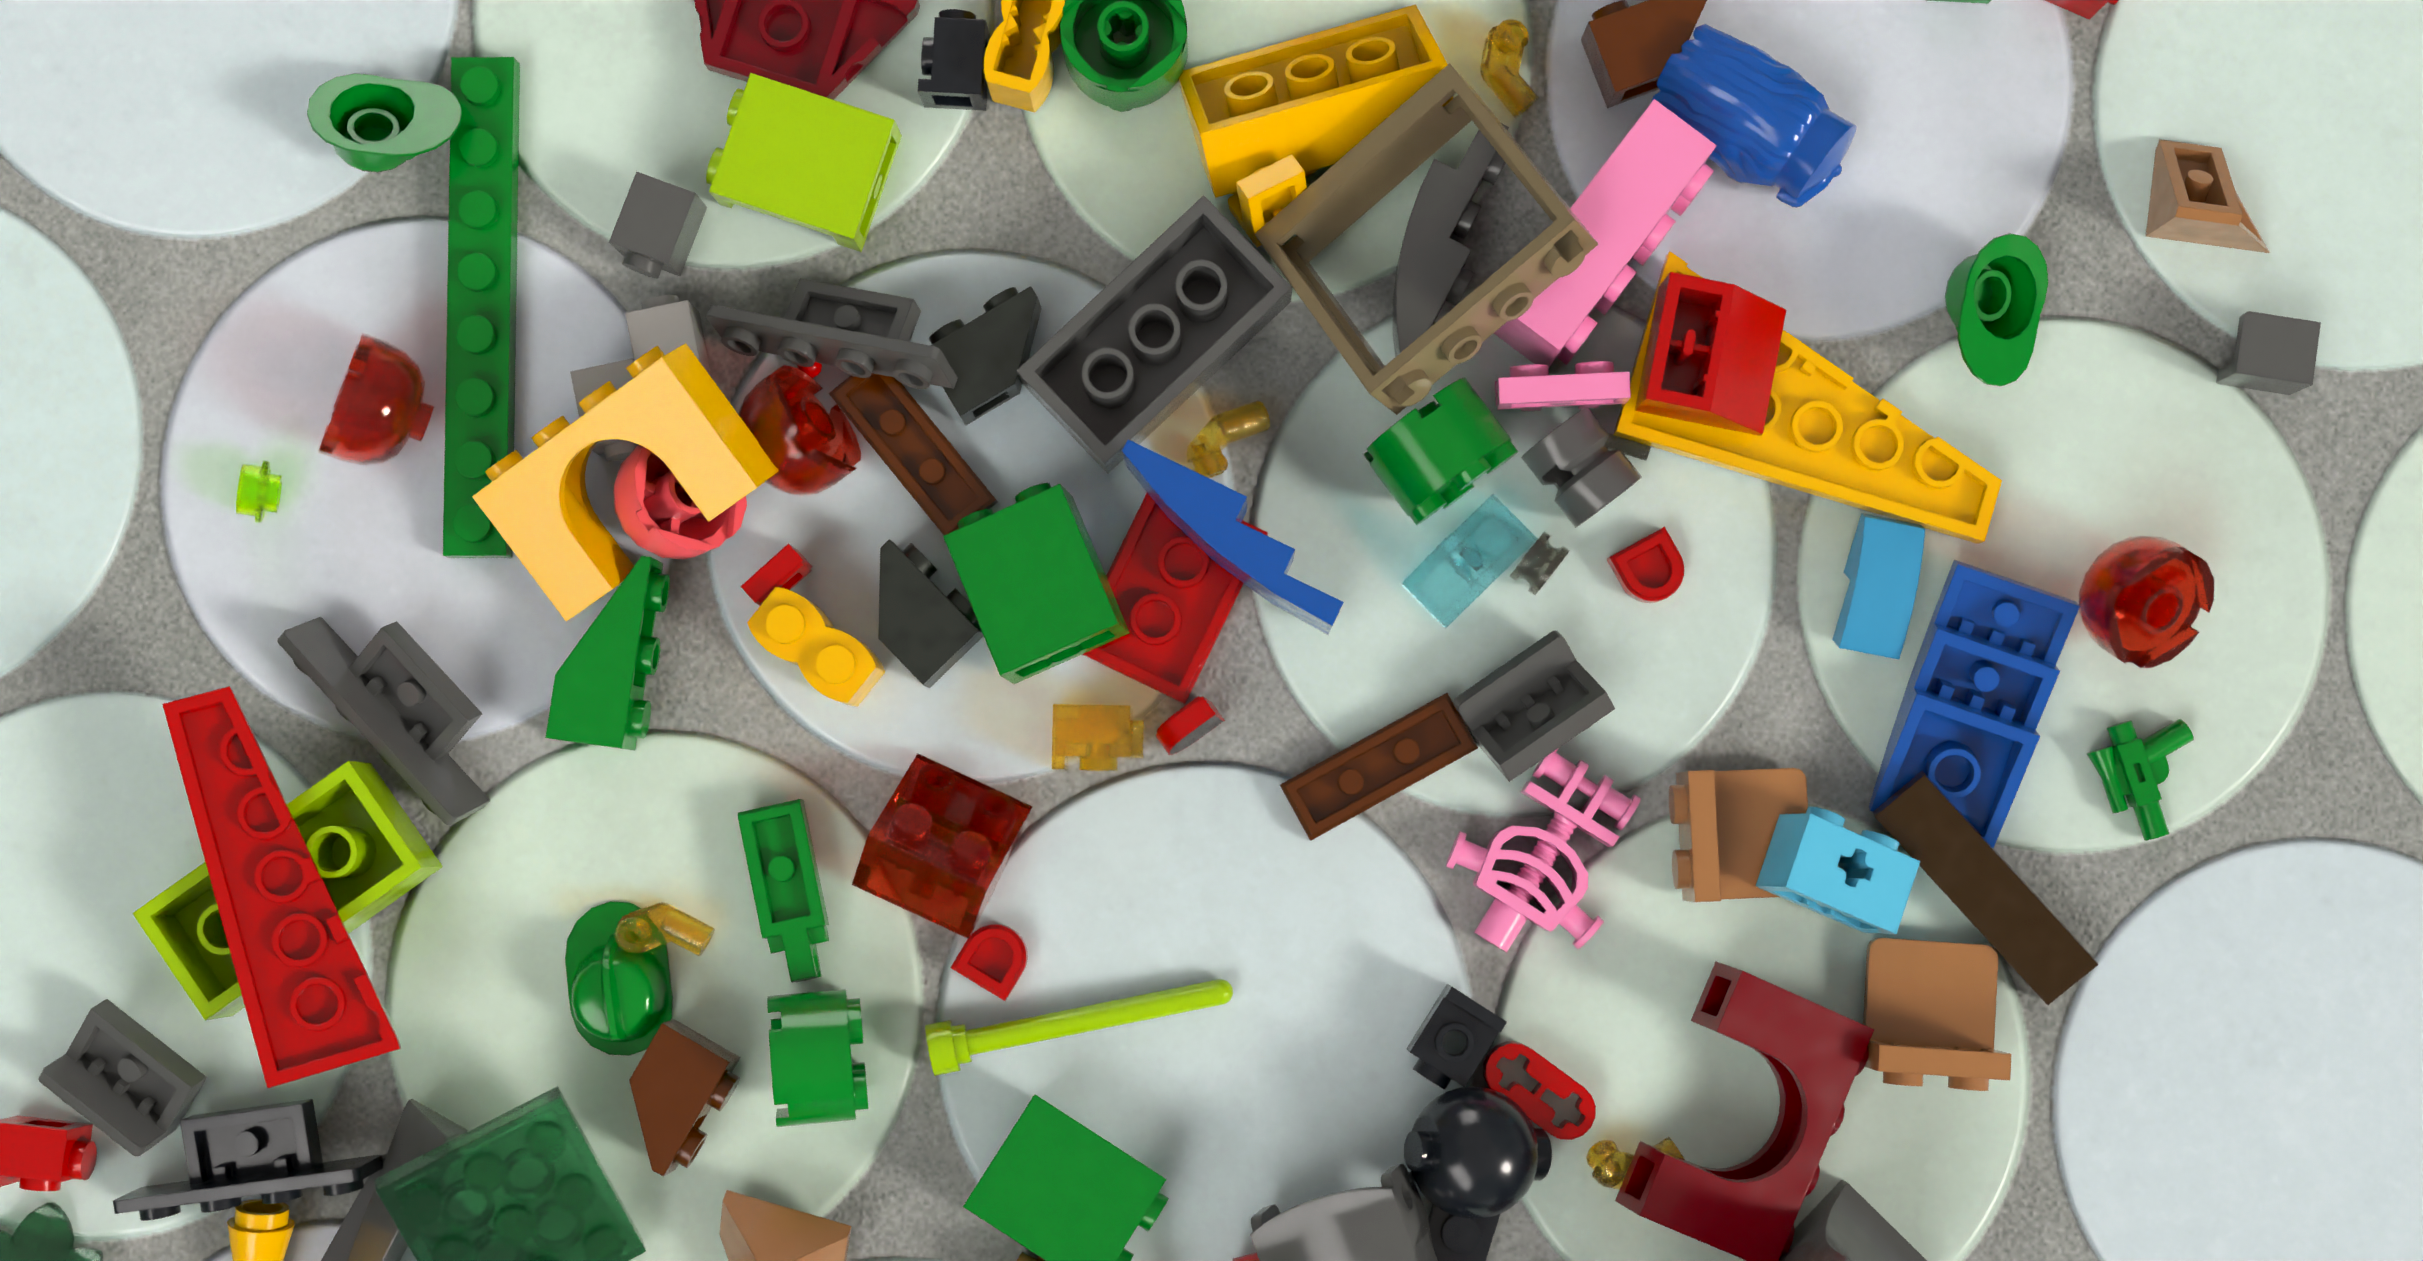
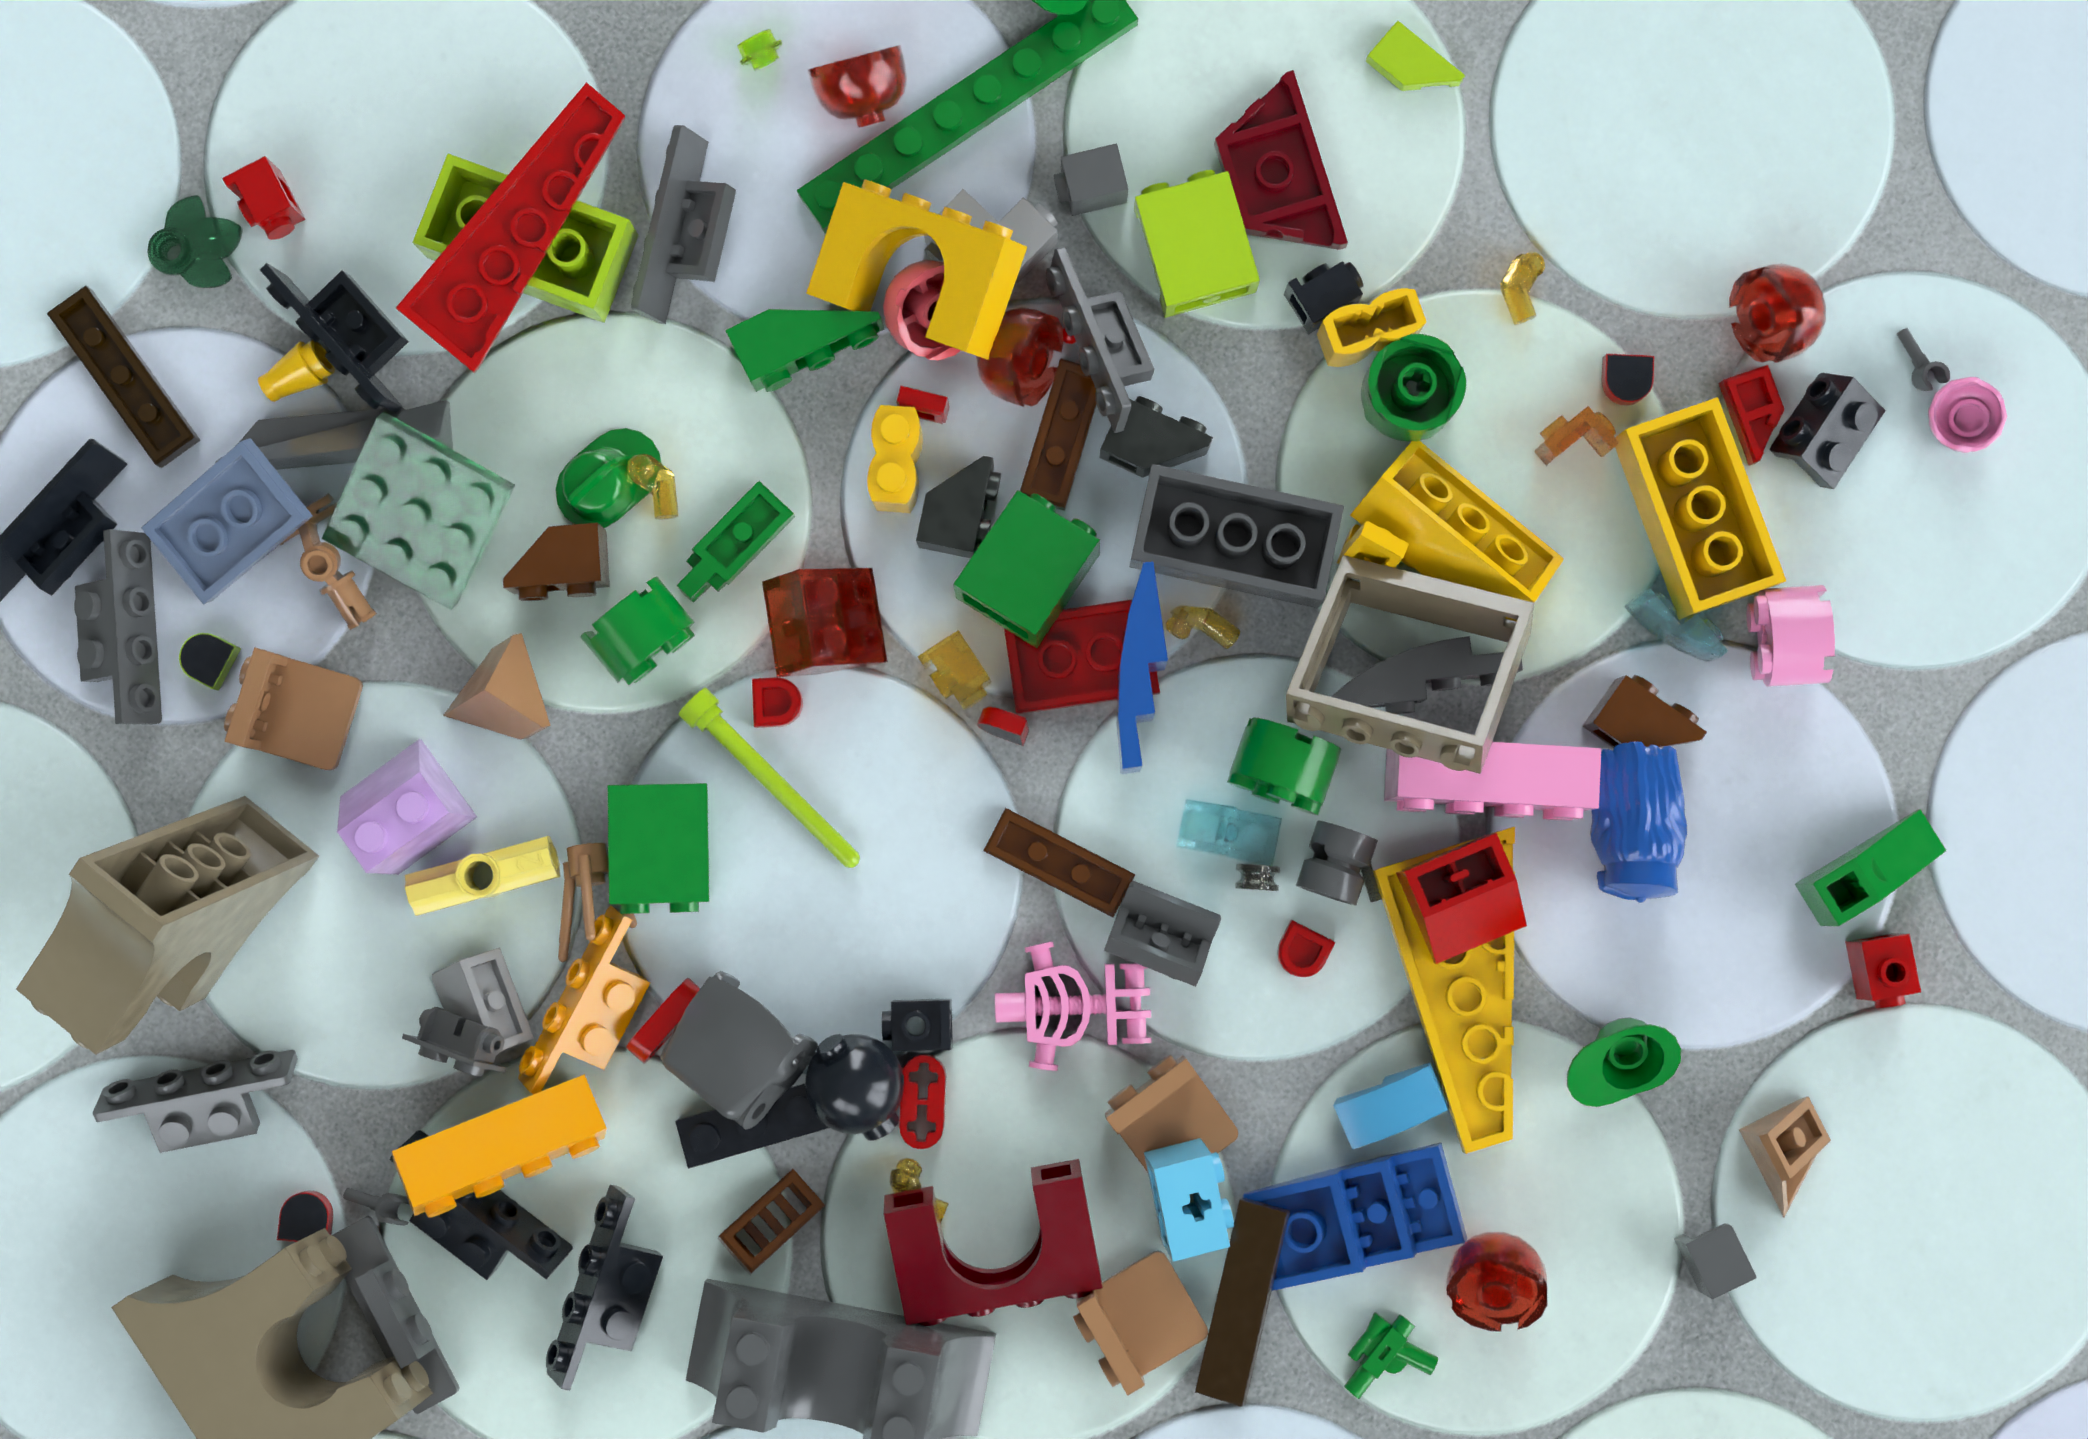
camera: 55 degrees right, 0 degrees up
(124, 1079) = (344, 219): dark grey bracket -> none
(1501, 66) = (1561, 640): clear yellow arm -> none
(1591, 386) = (1364, 798): bright pink plate -> none

